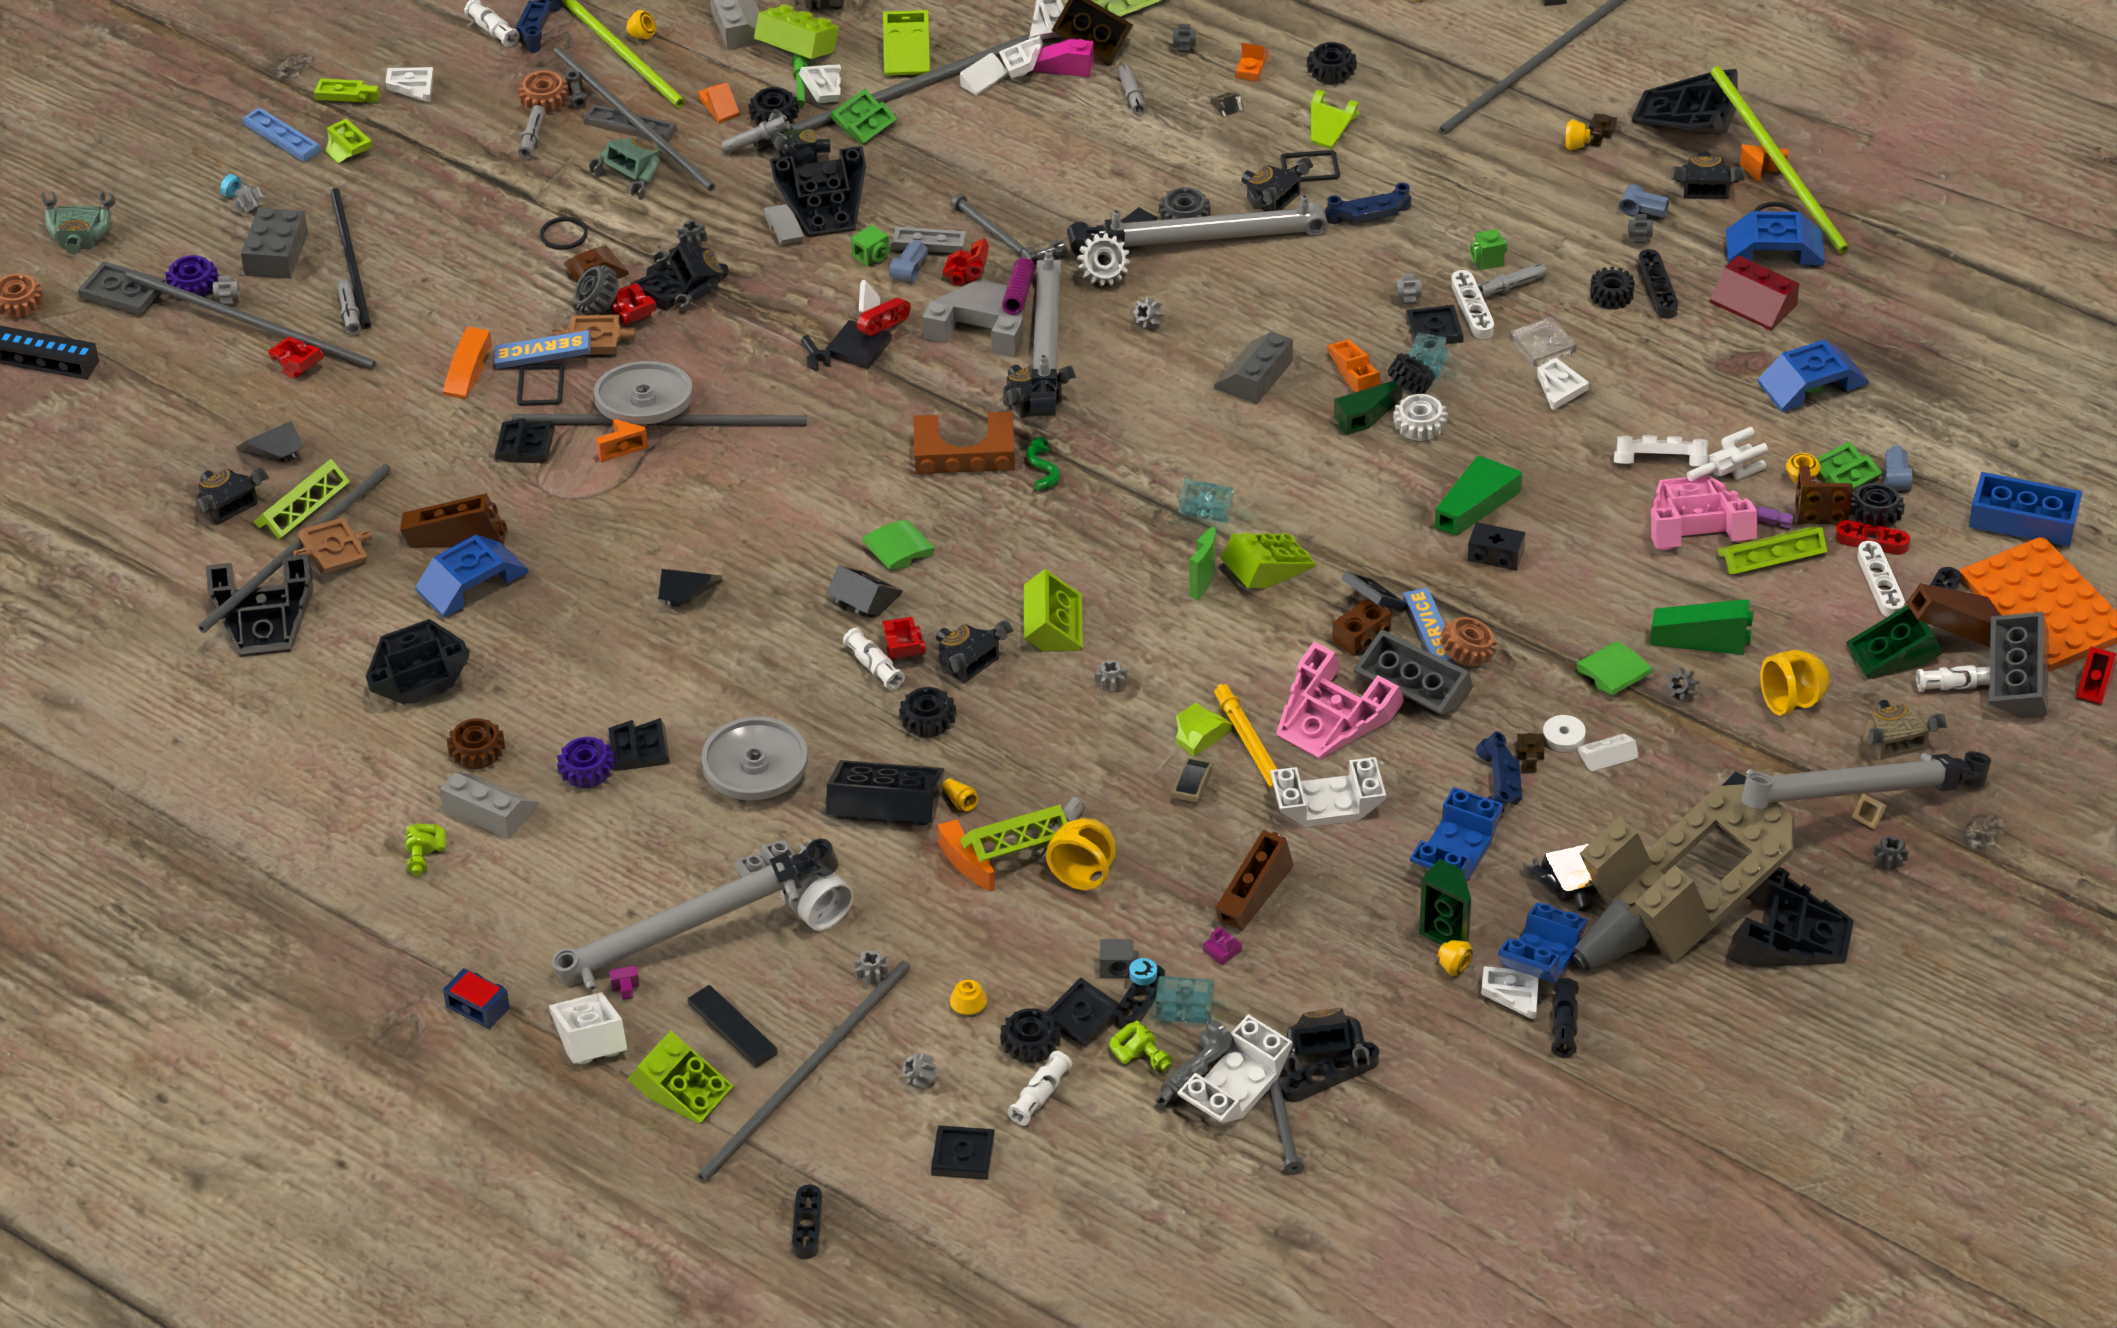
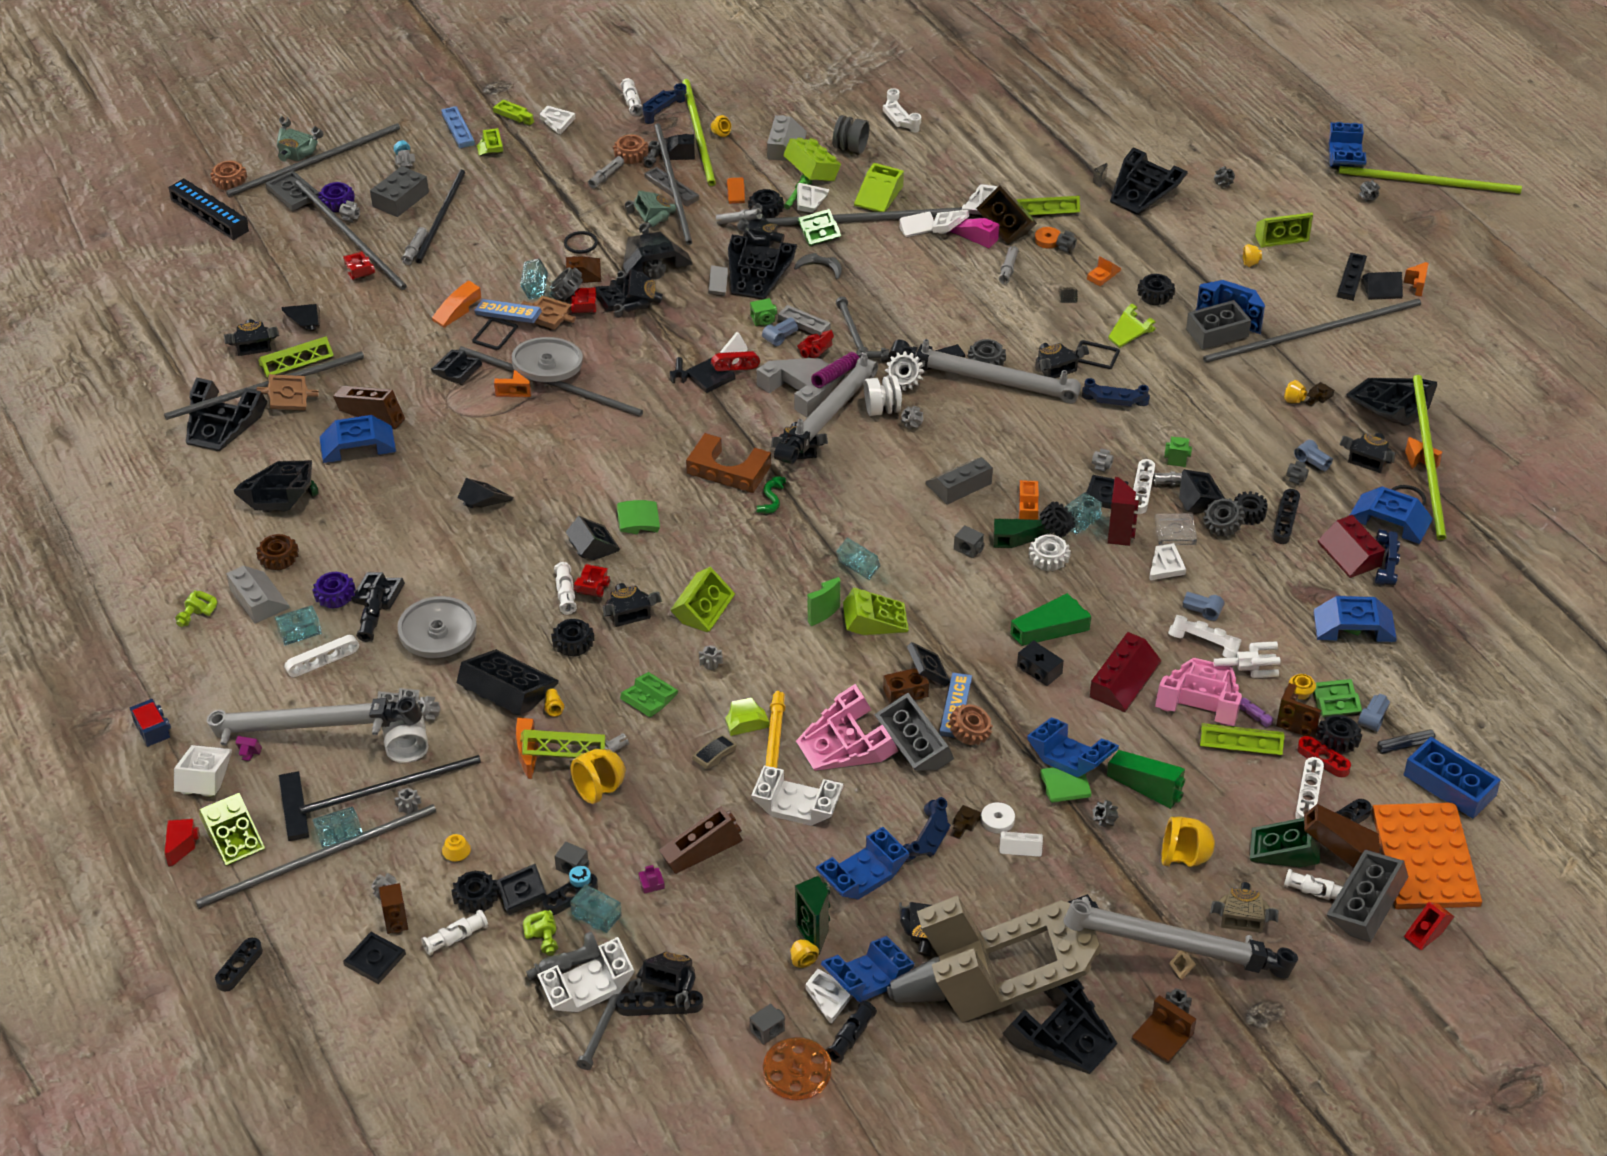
camera: 25 degrees right, 0 degrees up
(113, 240) = (311, 160): none -> dark grey piece
(547, 297) = (534, 278): none -> clear light blue brick
(573, 819) = (298, 625): none -> clear light blue brick
(609, 68) = (681, 147): none -> black slope
(624, 1113) = (180, 839): none -> red slope
(631, 844) = (321, 654): none -> white beam
(657, 772) = (371, 613): none -> black piece
(667, 210) = (652, 247): none -> black wedge
(811, 1026) = (337, 826): none -> clear light blue brick
(833, 958) = (389, 784): none -> black piece
(884, 157) = (832, 262): none -> dark grey piece
(954, 1087) = (393, 908): none -> reddish brown brick
(1065, 744) = (649, 694): none -> bright green slope
(1099, 298) = (882, 395): none -> white wheel
(1154, 40) = (1047, 237): none -> orange piece
(1319, 437) = (969, 541): none -> dark grey brick
(1436, 82) = (1218, 324): none -> dark grey brick
(1439, 48) = (1224, 291): none -> blue slope
(1468, 1045) = (767, 1023): none -> dark grey brick
(1481, 341) = (1122, 514): none -> dark red slope
(1529, 1070) = (793, 1076): none -> clear orange wedge
(1546, 288) = (1198, 491): none -> black slope
(1593, 296) = (1232, 514): none -> dark grey gear
(1599, 523) = (1125, 672): none -> dark red slope
(1600, 635) = (1066, 754): none -> blue slope
(1642, 415) = (1209, 607): none -> sand blue piece
(1808, 291) = (1391, 557): none -> dark blue plate
(1897, 883) = (1165, 1030): none -> reddish brown bracket
(1948, 488) = (1405, 741): none -> black axle

